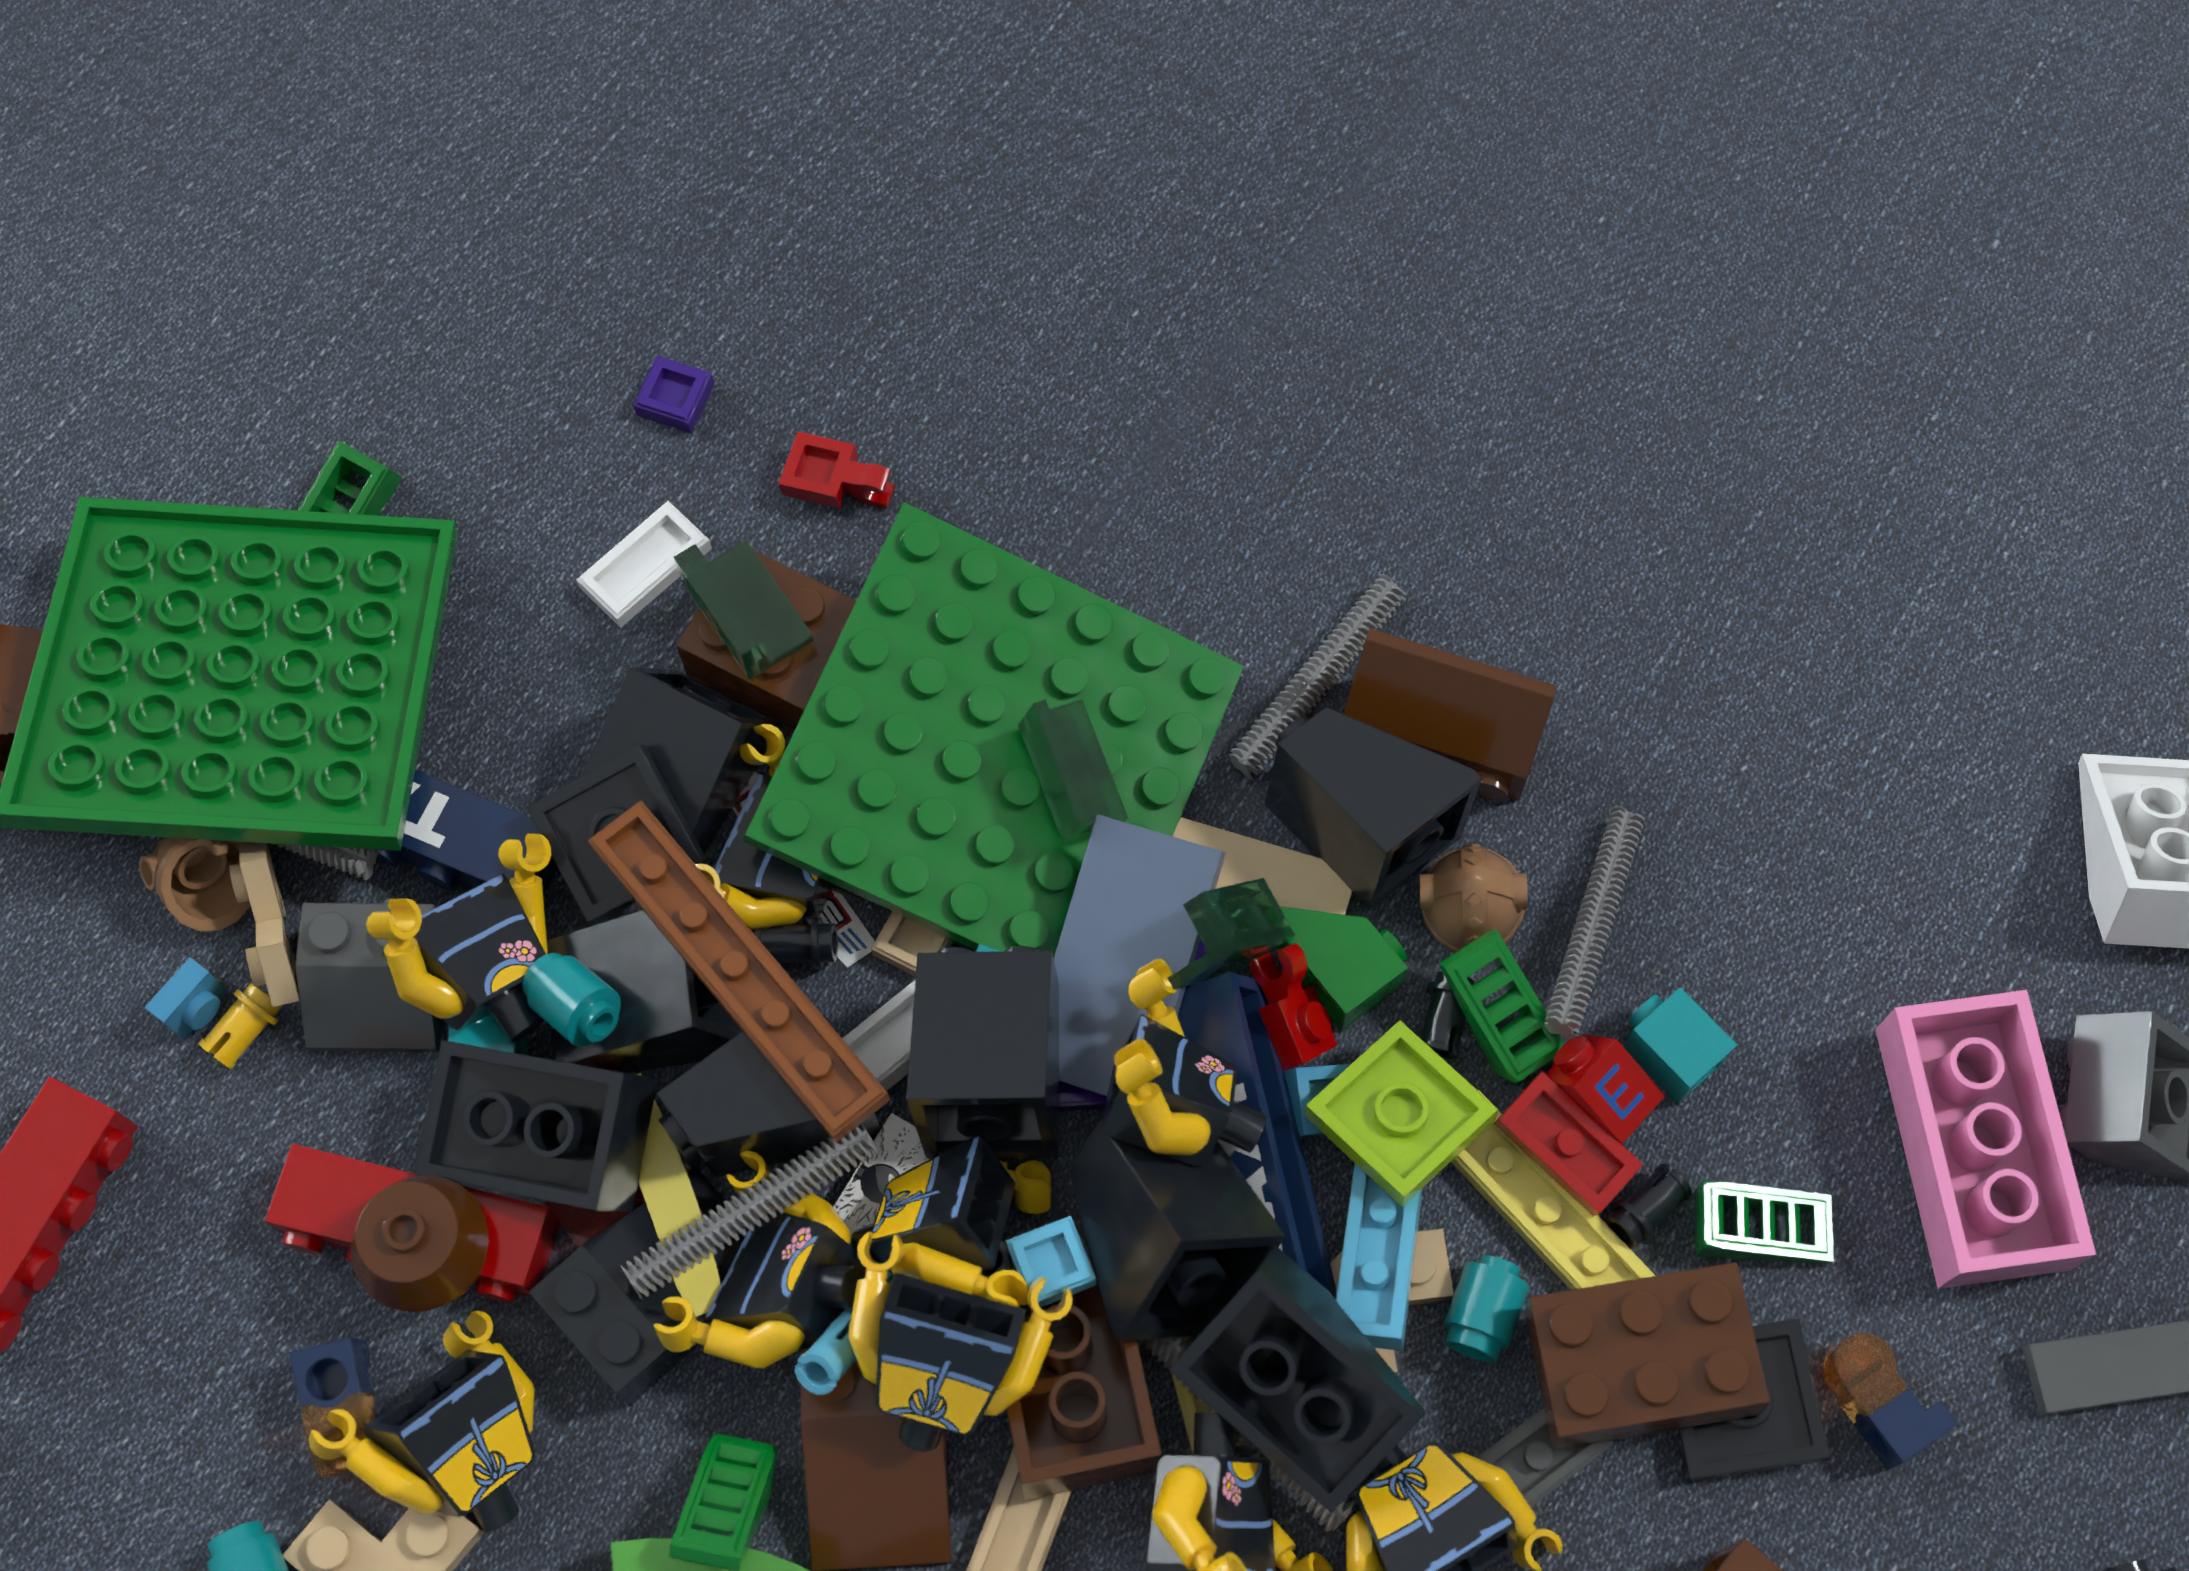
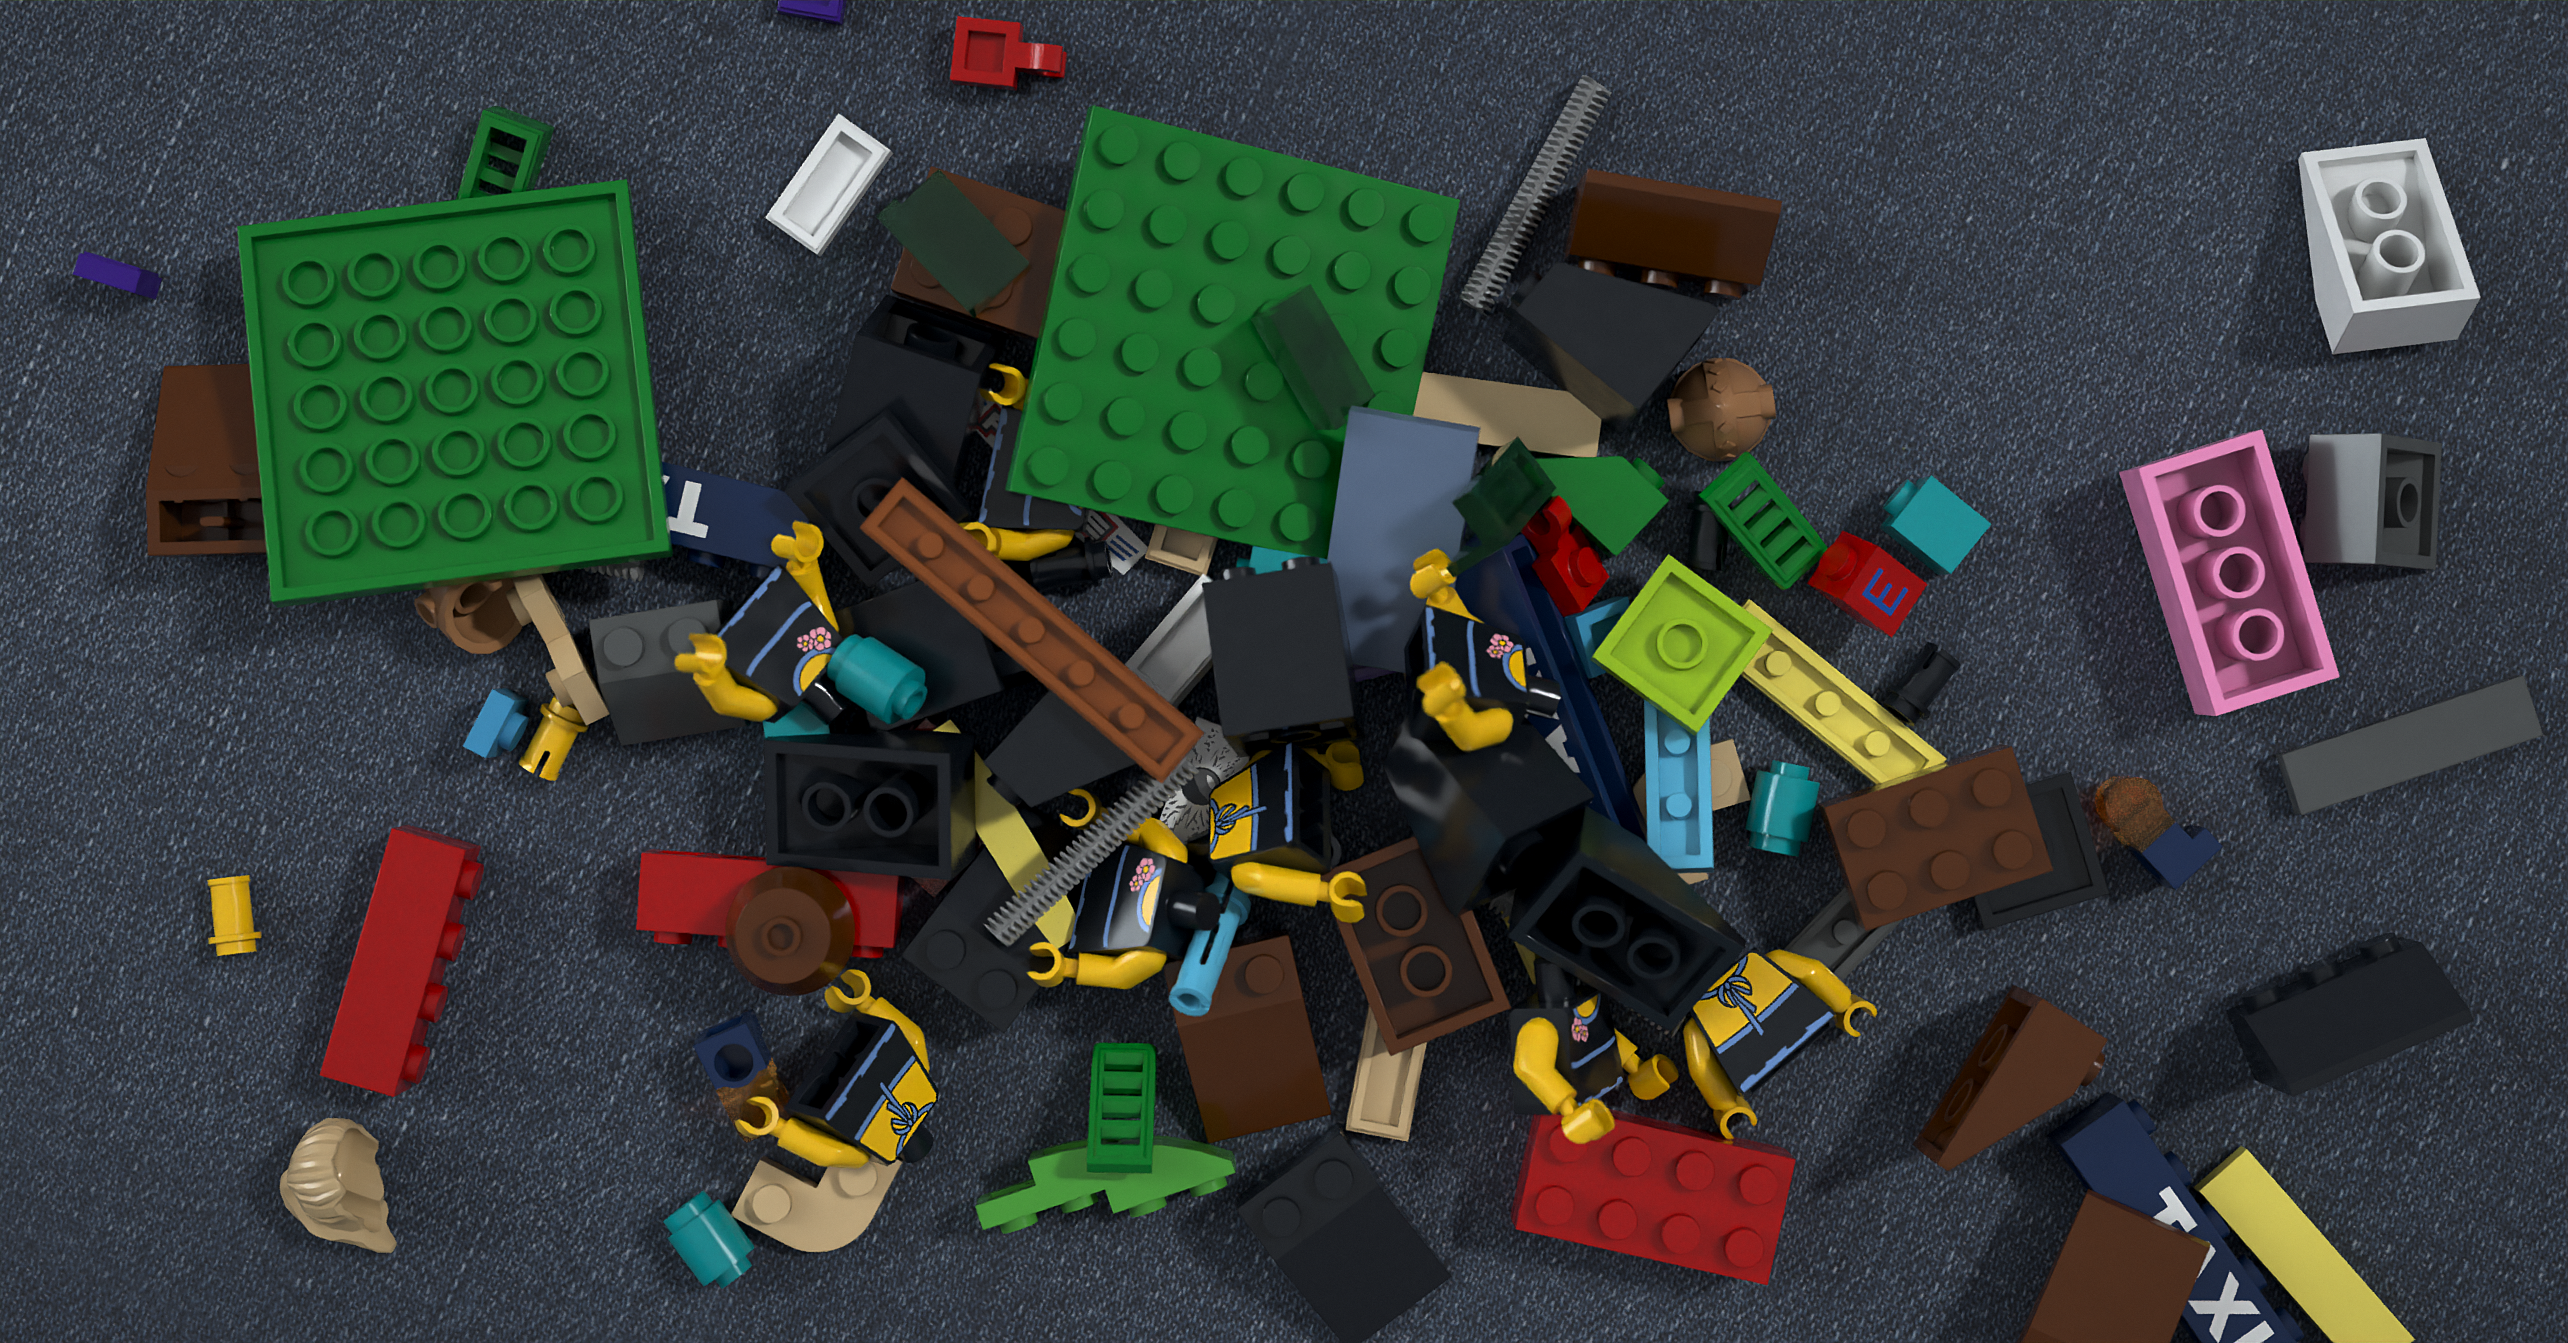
camera: 10 degrees left, 20 degrees up
(942, 1351) = (1300, 961): torso -> none
(1054, 1254) = (1381, 851): medium azure tile -> none
(1568, 1144) = (1841, 643): red plate -> none
(1593, 923) = (1848, 368): light grey axle -> none
(1712, 1243) = (1980, 691): slope -> none

